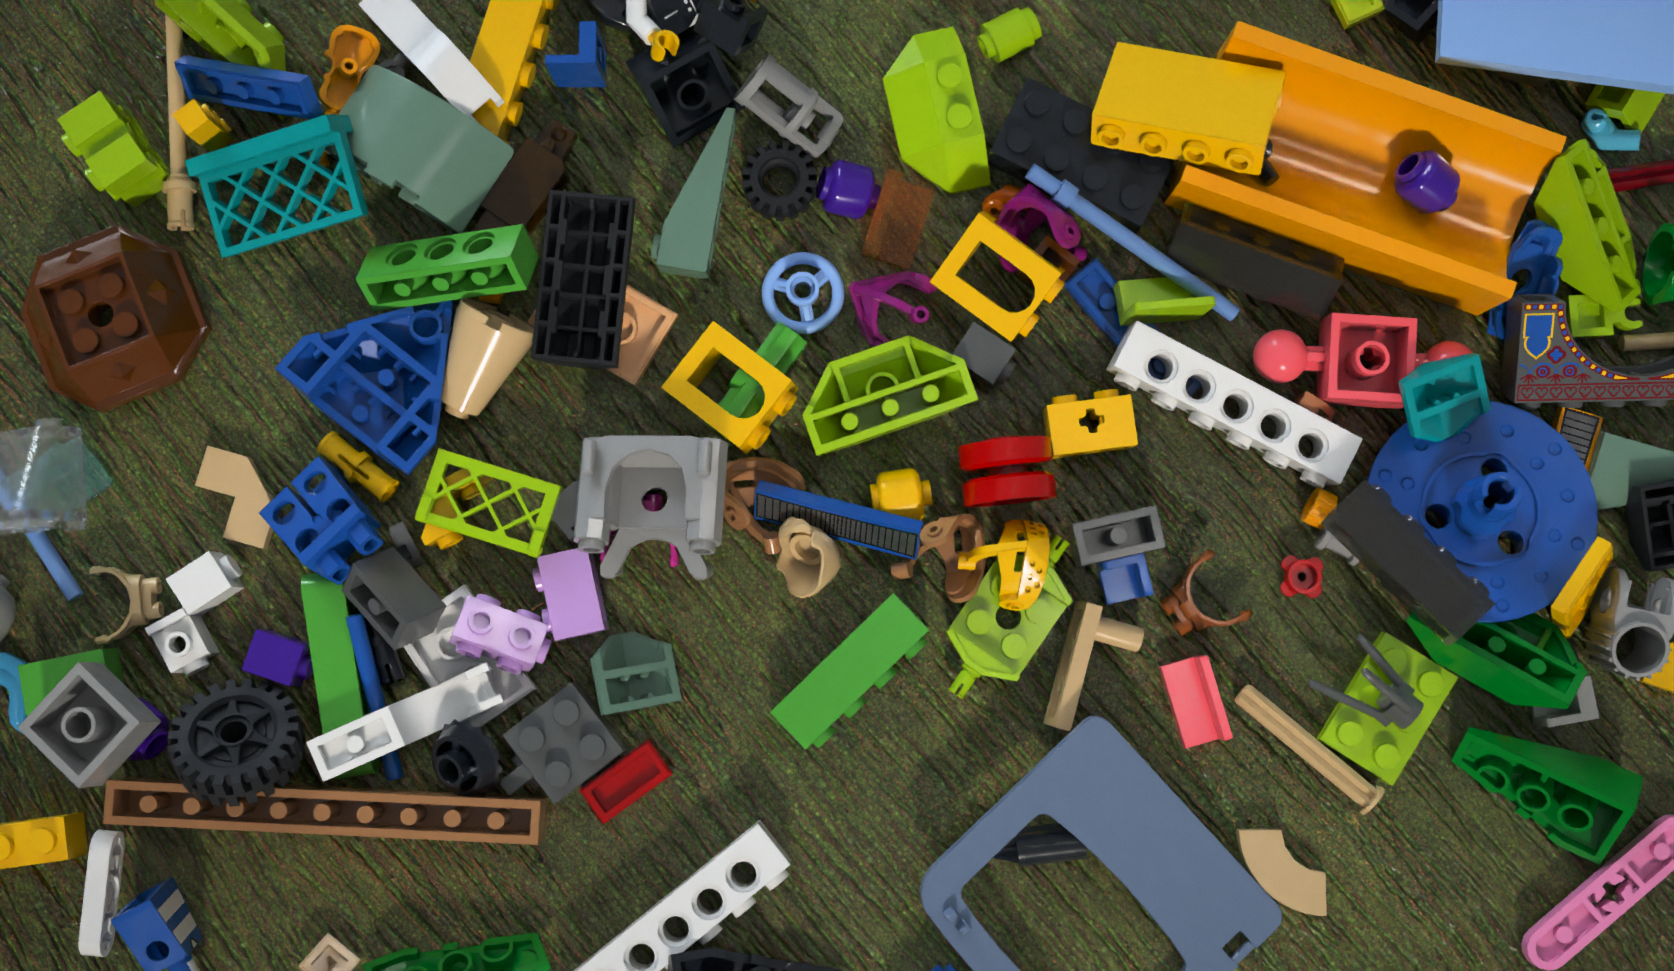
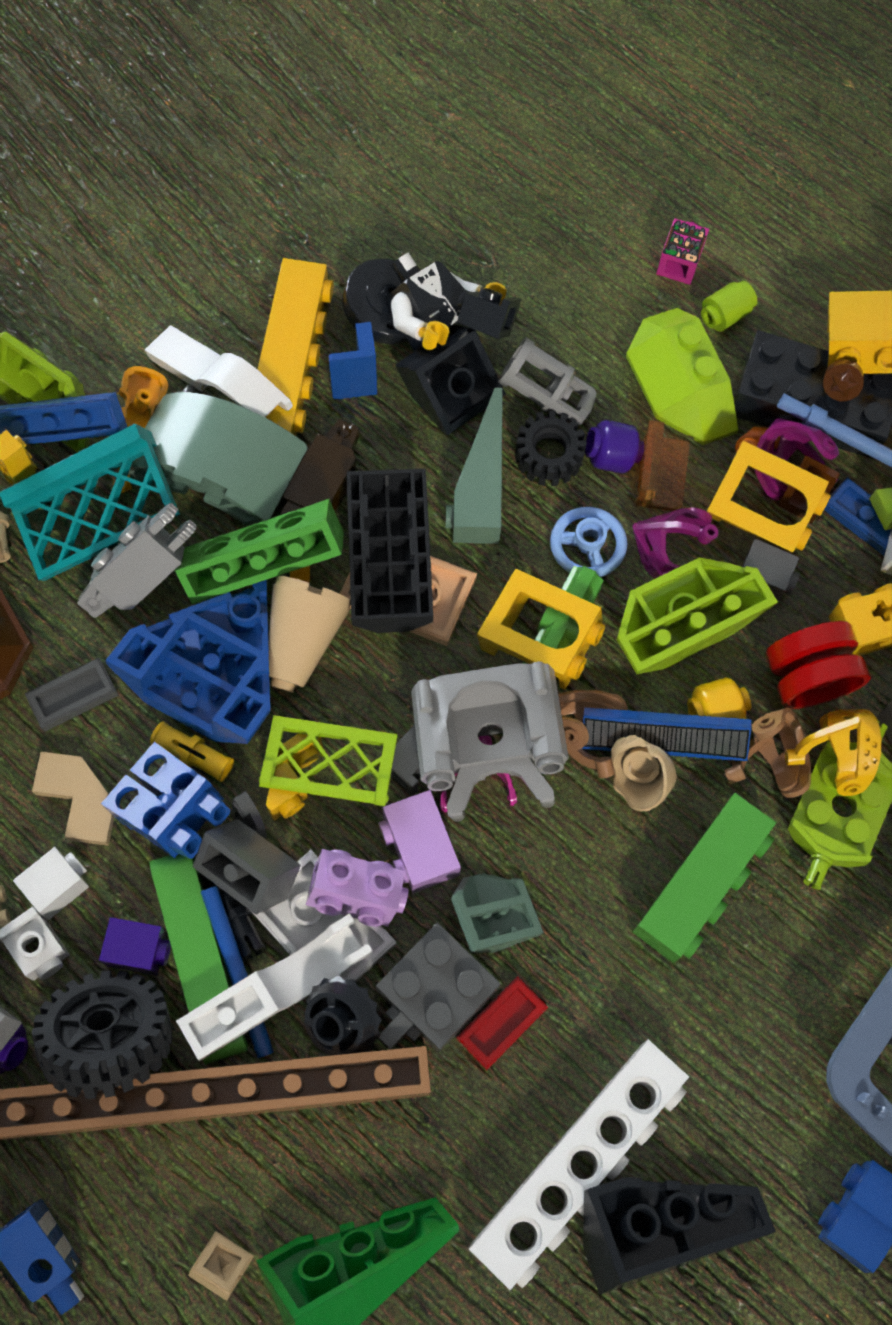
camera: 15 degrees left, 15 degrees down
(243, 387) = (71, 694): none -> dark grey tile
(319, 261) = (136, 563): none -> light grey hinge
(1101, 159) = (843, 380): none -> reddish brown tile

